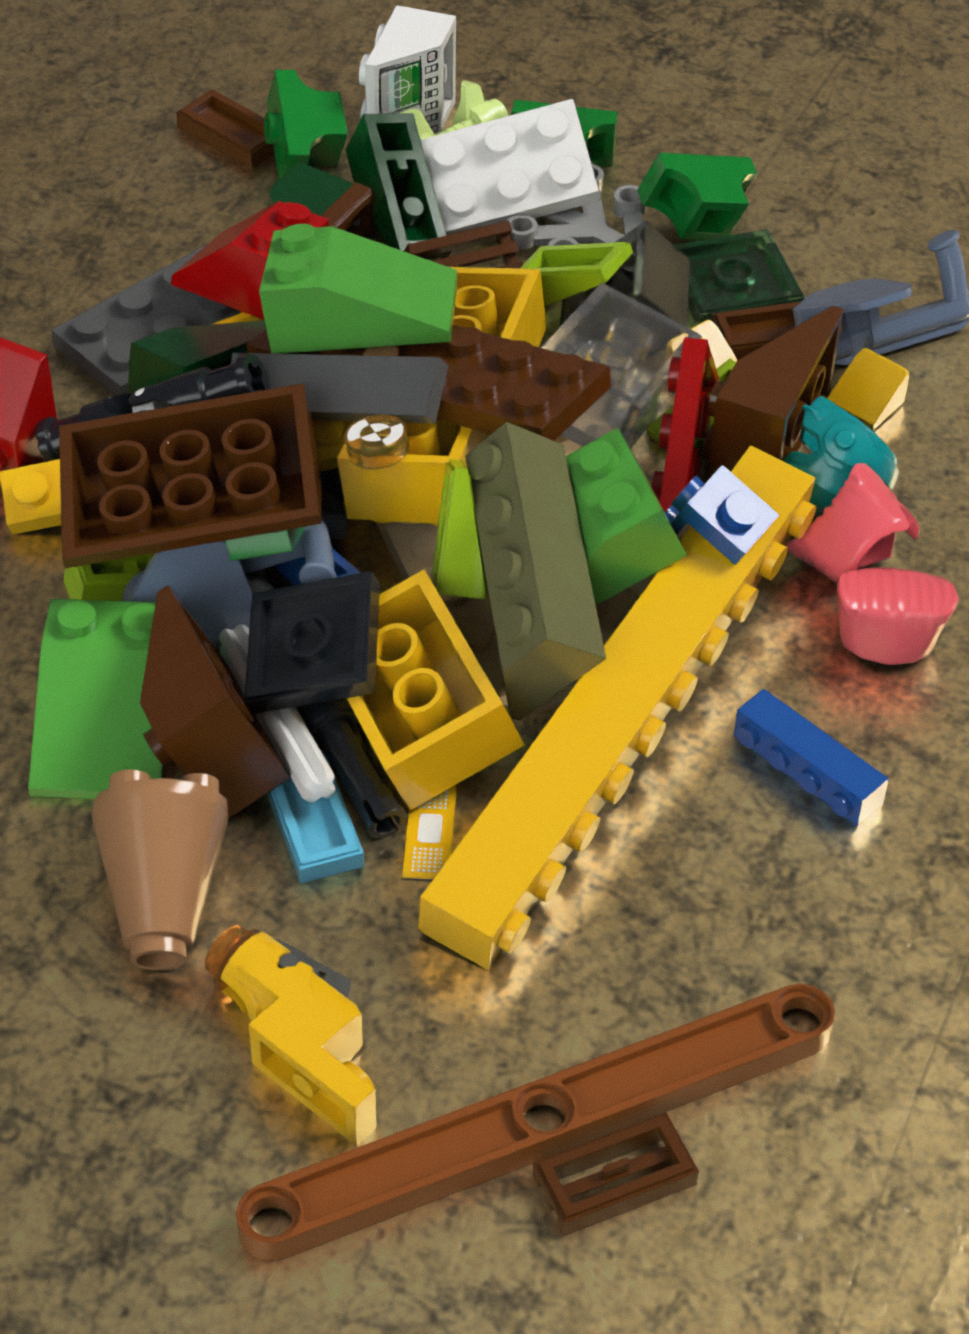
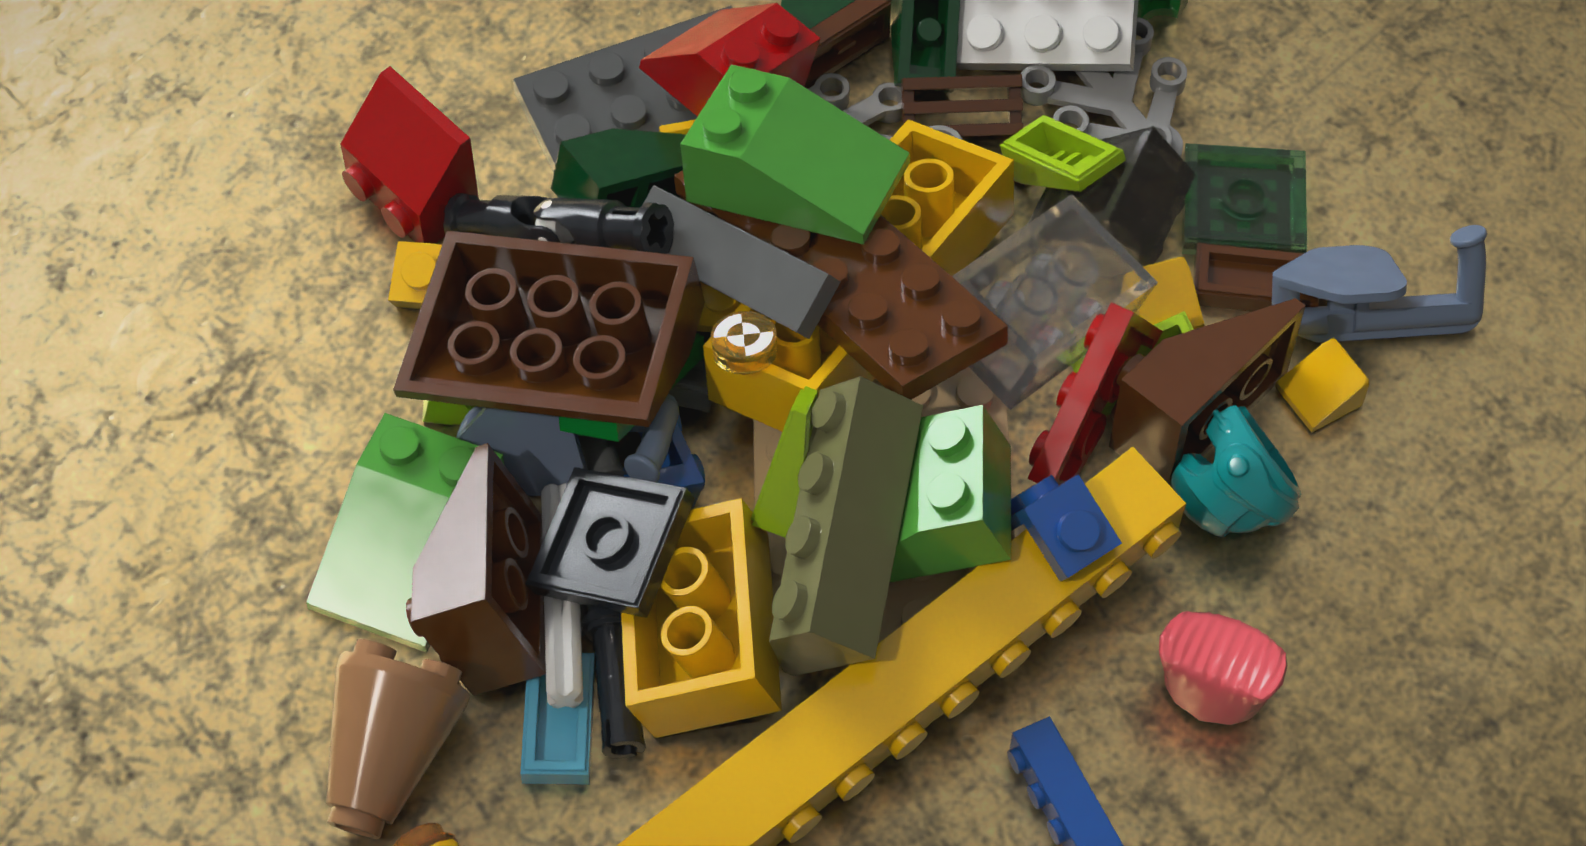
camera: 20 degrees right, 10 degrees up
(429, 836) = (663, 772): yellow sticker -> none
(698, 192) = (1243, 90): green brick -> none
(855, 527) = (1223, 559): coral hair -> none

